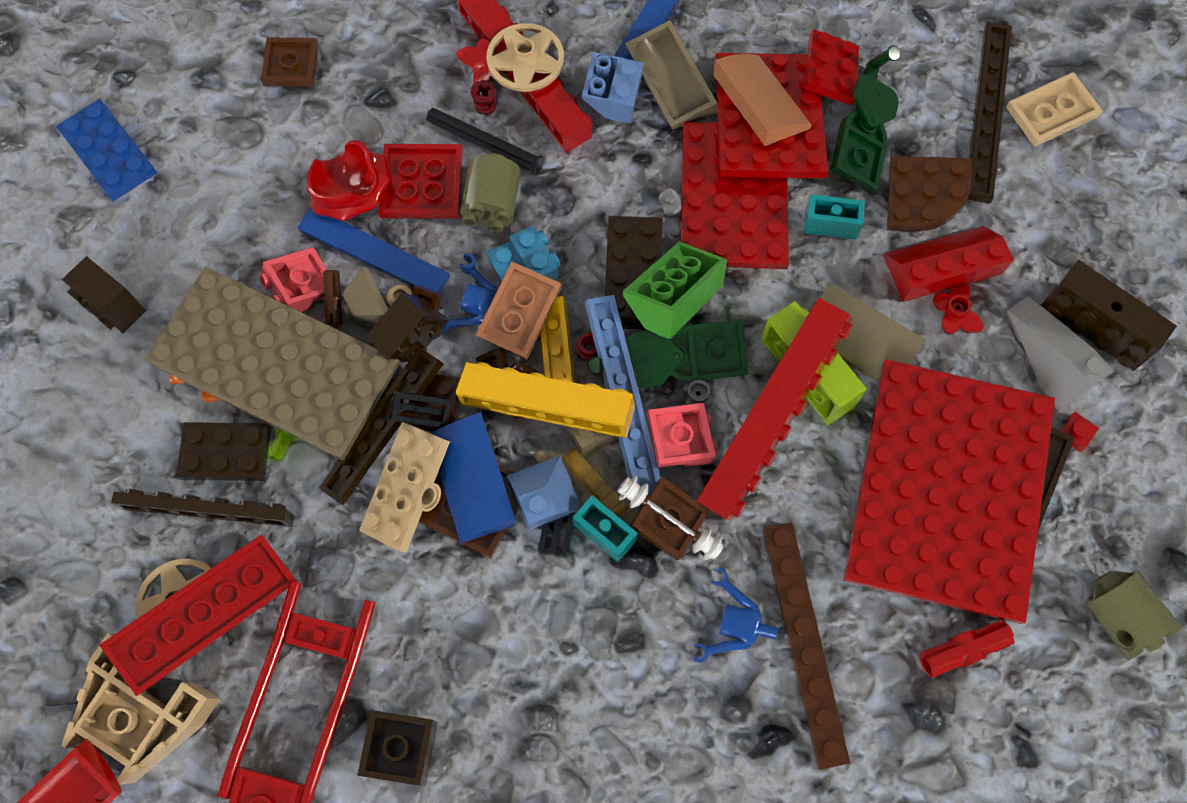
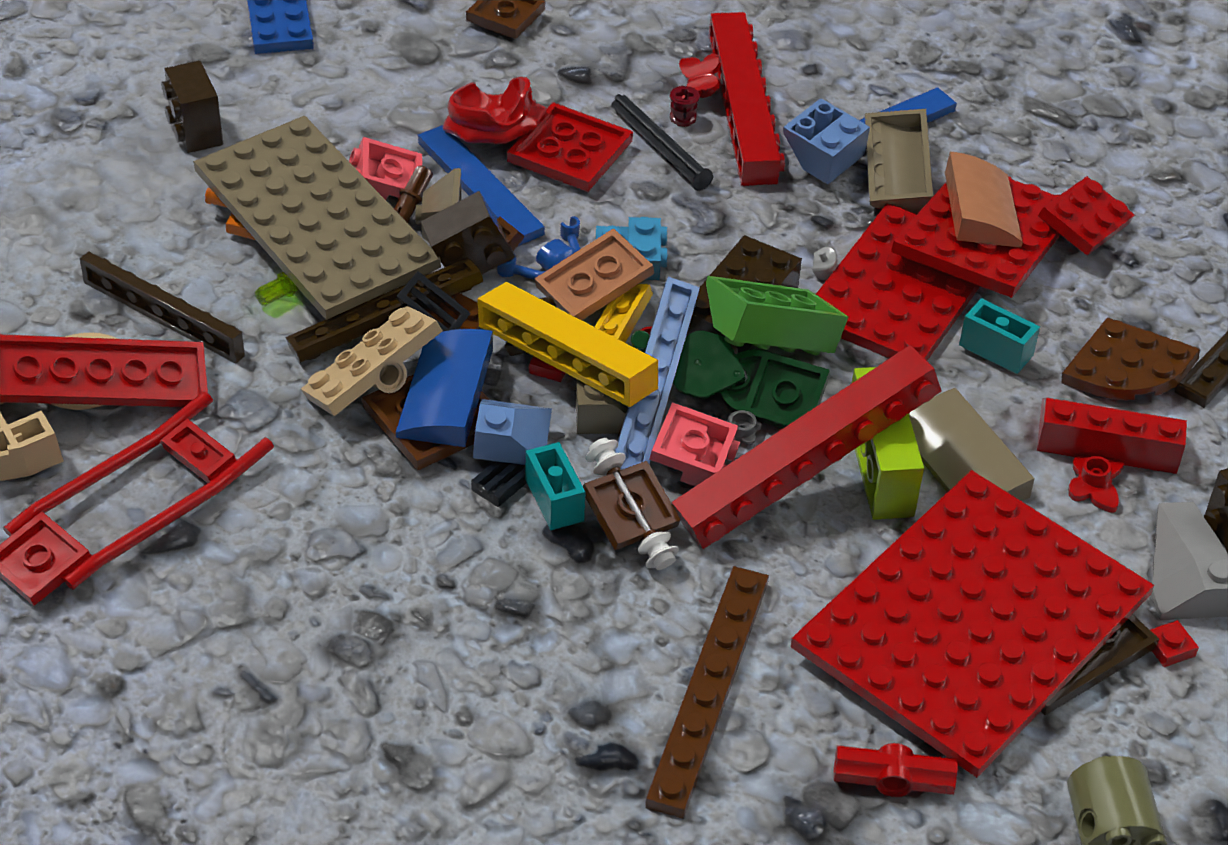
camera: 25 degrees right, 25 degrees down
(223, 451) = (214, 276): dark brown plate -> none
(397, 748) = (207, 566): dark brown brick -> none
(490, 192) = (633, 174): olive cylinder -> none
(525, 57) = (746, 80): tan wheel -> none
(594, 482) = (571, 441): clear yellow beam -> none
(737, 623) = (640, 631): blue piece -> none
(861, 133) = (1084, 283): dark green plate -> none

